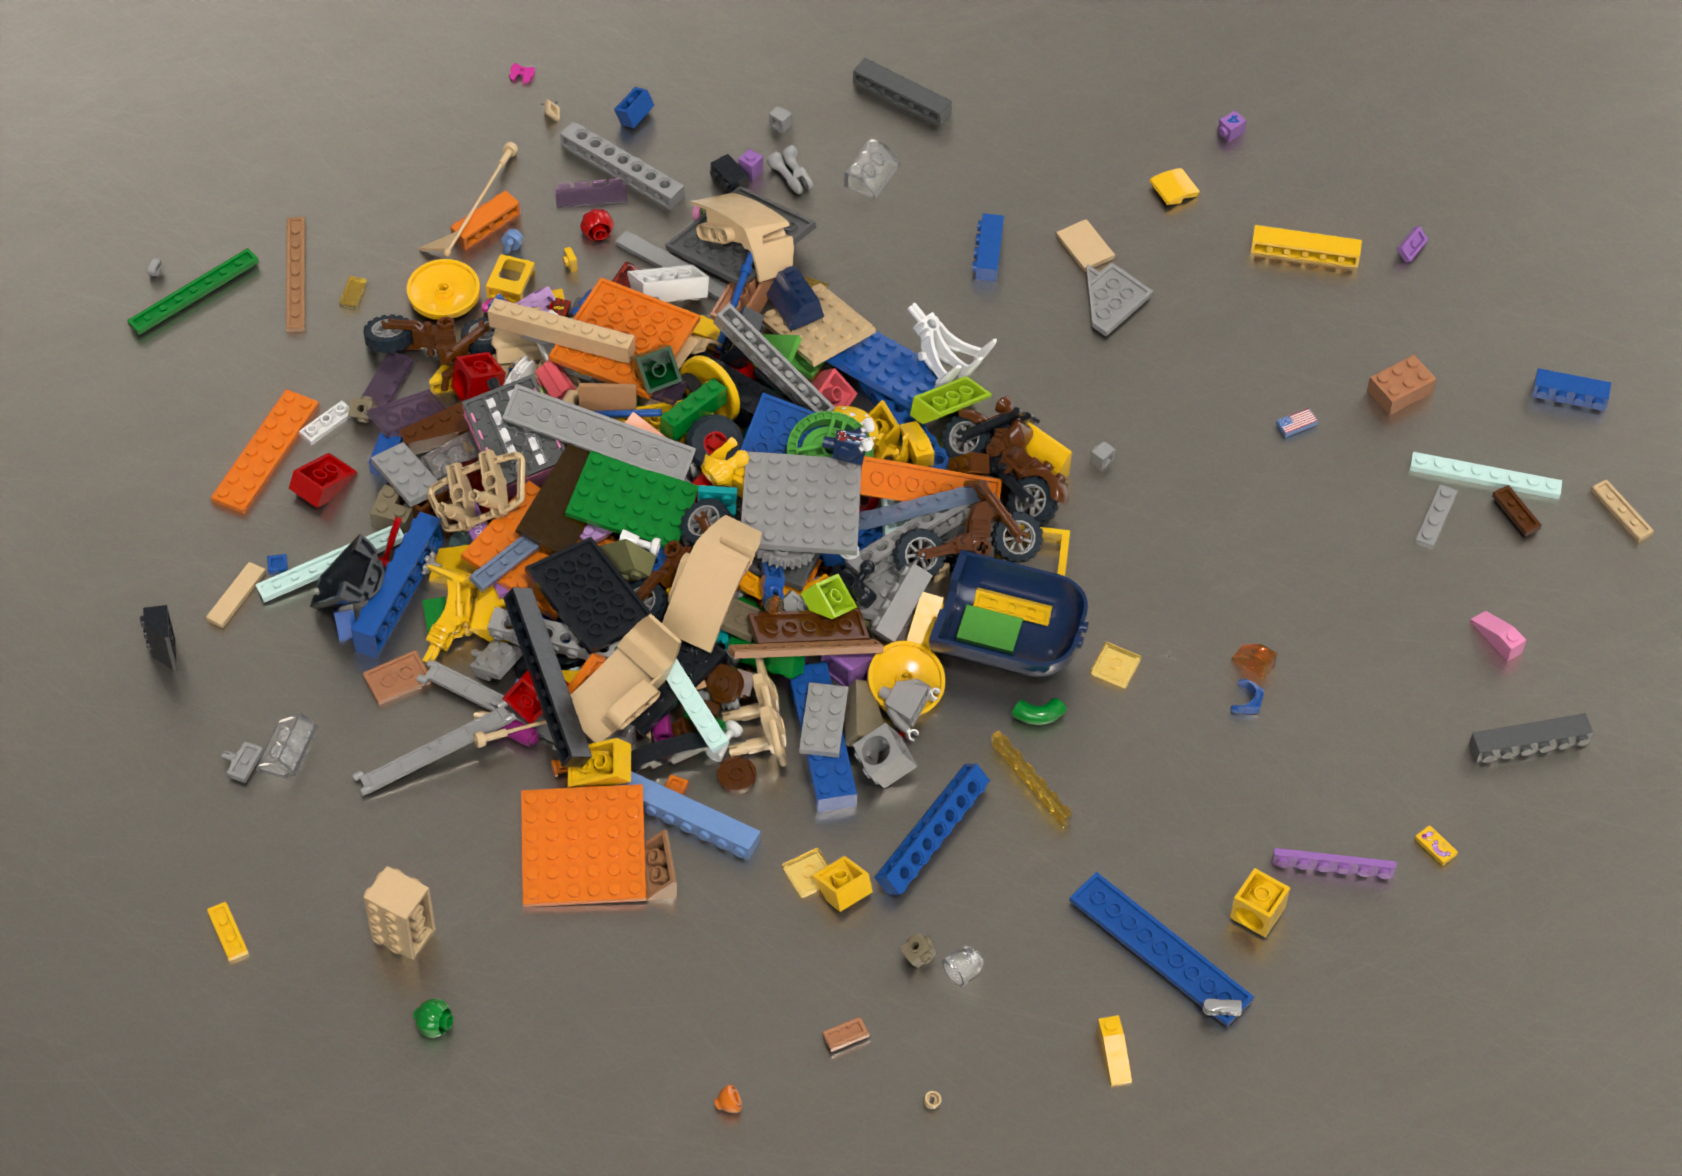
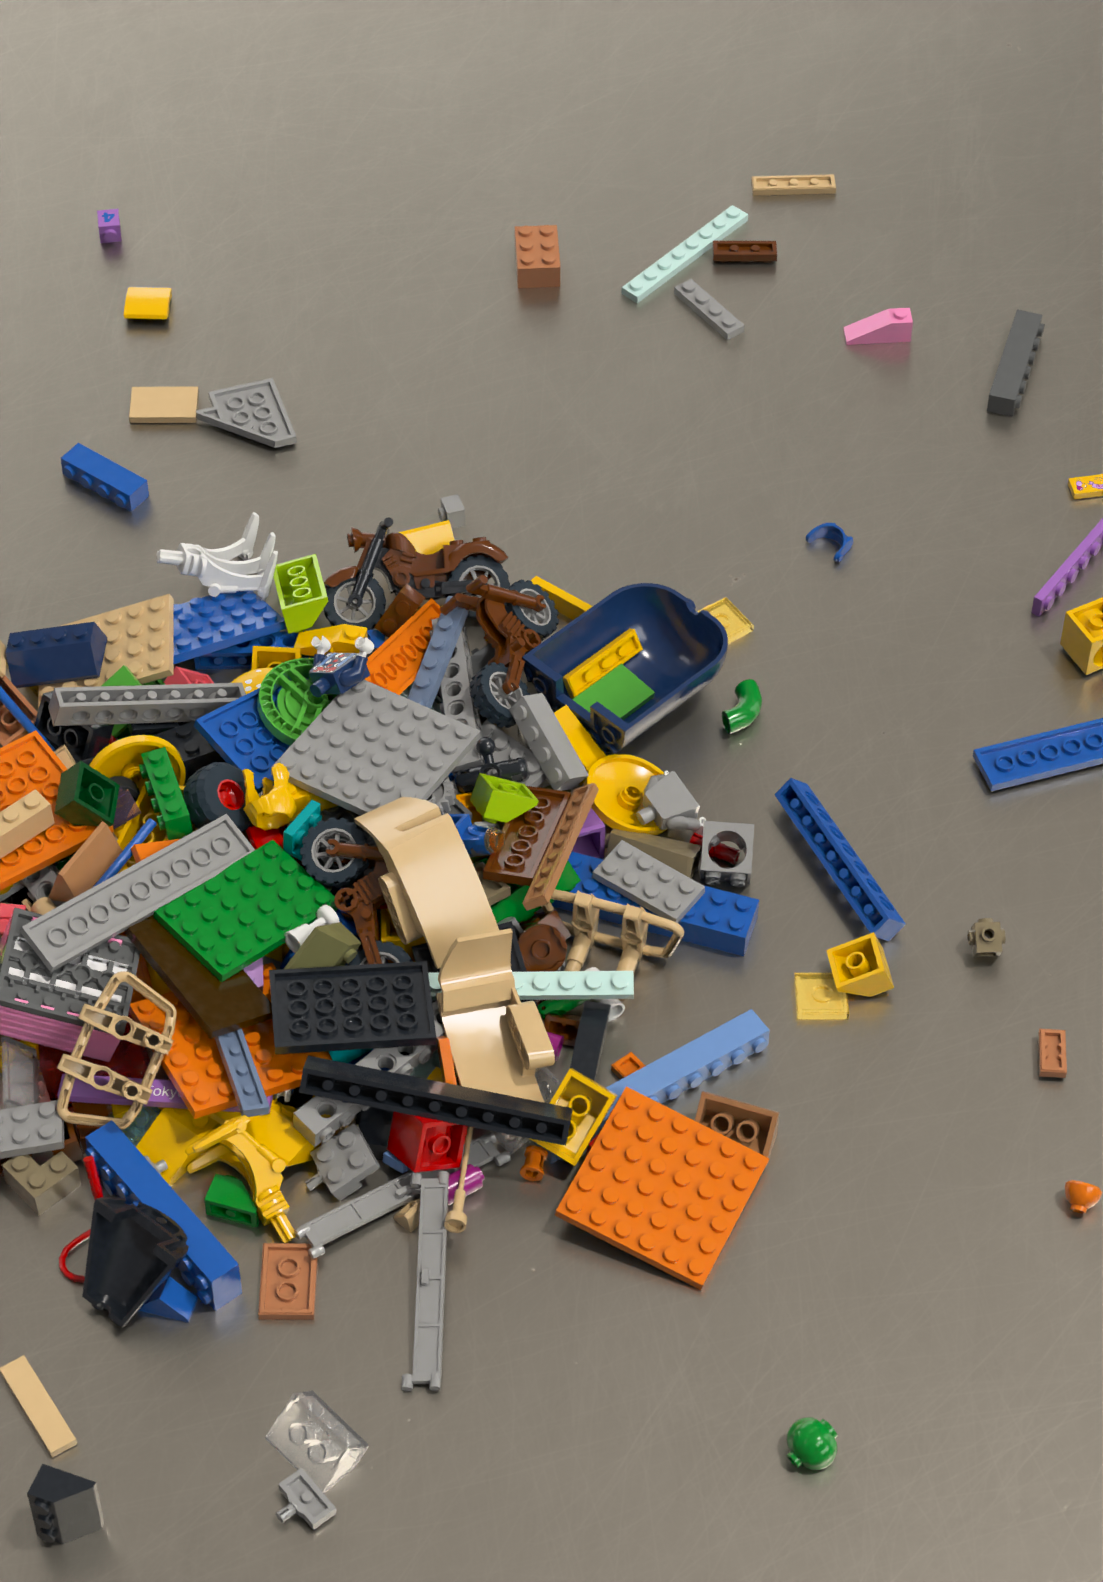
camera: 60 degrees left, 5 degrees down
(277, 564) = (23, 1340): blue tile -> none
(313, 569) = (69, 1281): light aqua plate -> none
(399, 912) = (665, 1402): tan brick -> none
(736, 775) = (650, 1007): reddish brown tile -> none
(963, 965) = (1030, 909): clear piece -> none
(1031, 779) = (824, 751): clear yellow plate -> none
(1256, 659) = (790, 511): clear orange slope -> none
(1297, 422) = (520, 352): tile -> none
(1306, 246) = (309, 244): yellow brick -> none
(1412, 244) = (372, 174): medium lavender plate -> none
(1571, 389) = (632, 149): blue brick -> none

